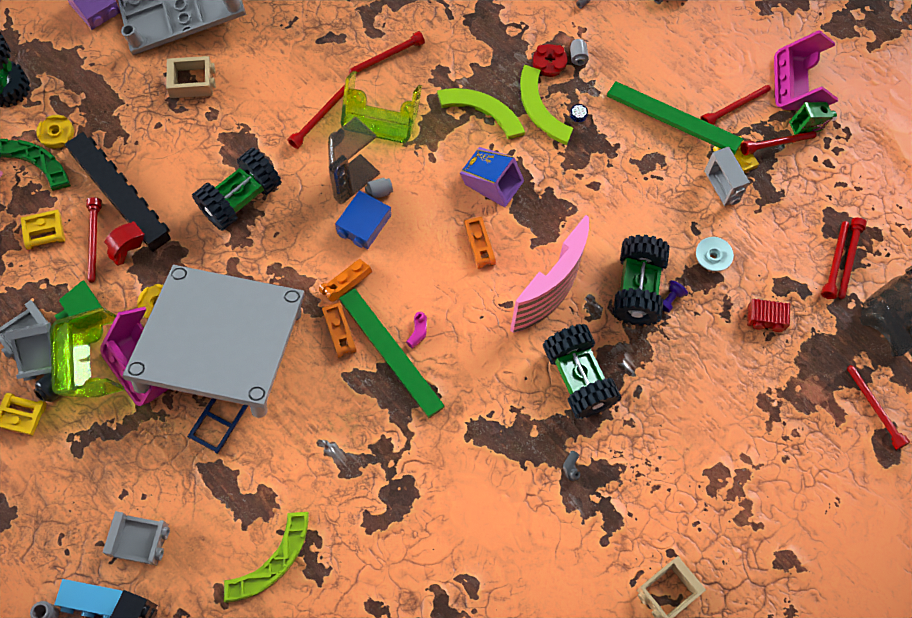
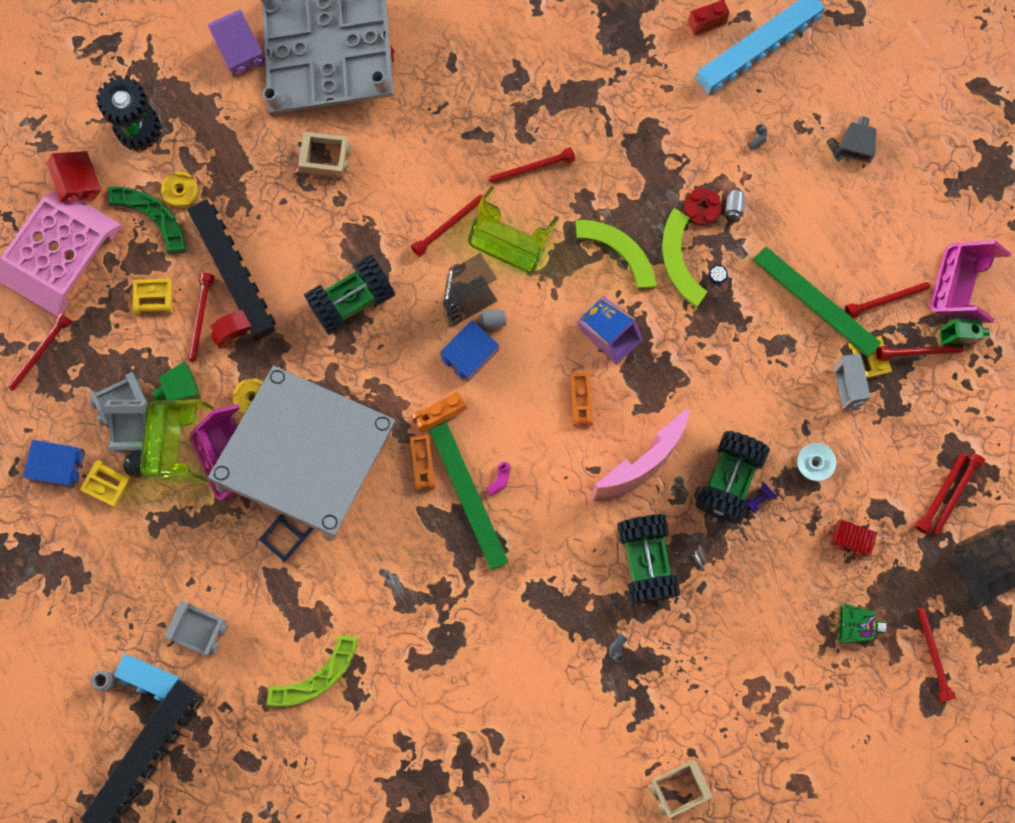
camera: 15 degrees right, 10 degrees up
(796, 393) = (858, 625): none -> green torso

